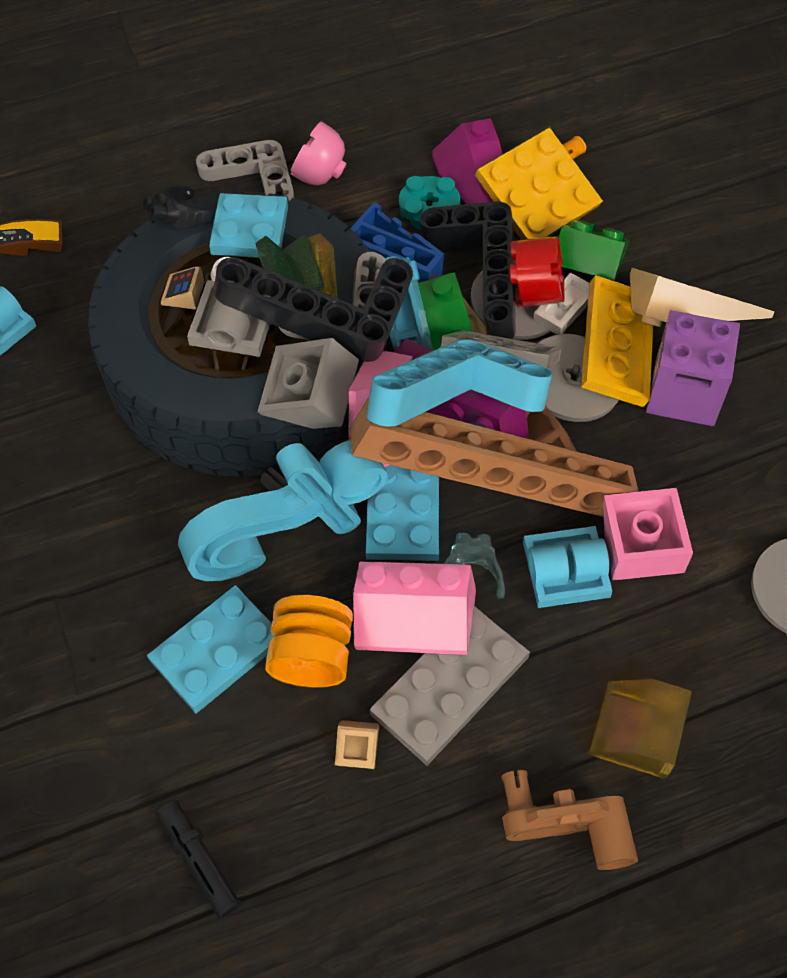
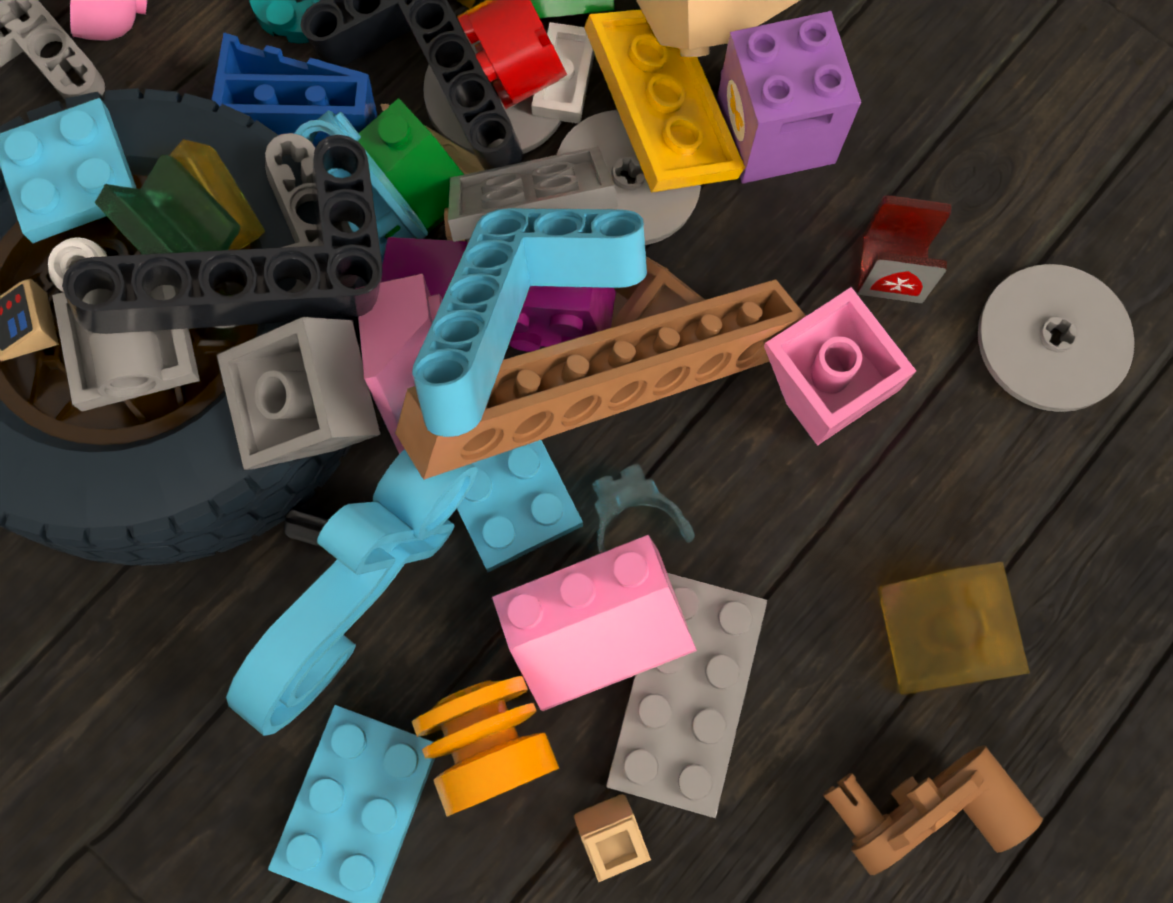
camera: 30 degrees left, 15 degrees up
(568, 566) = (756, 455): medium azure plate -> none
(727, 487) = (897, 249): none -> clear red piece

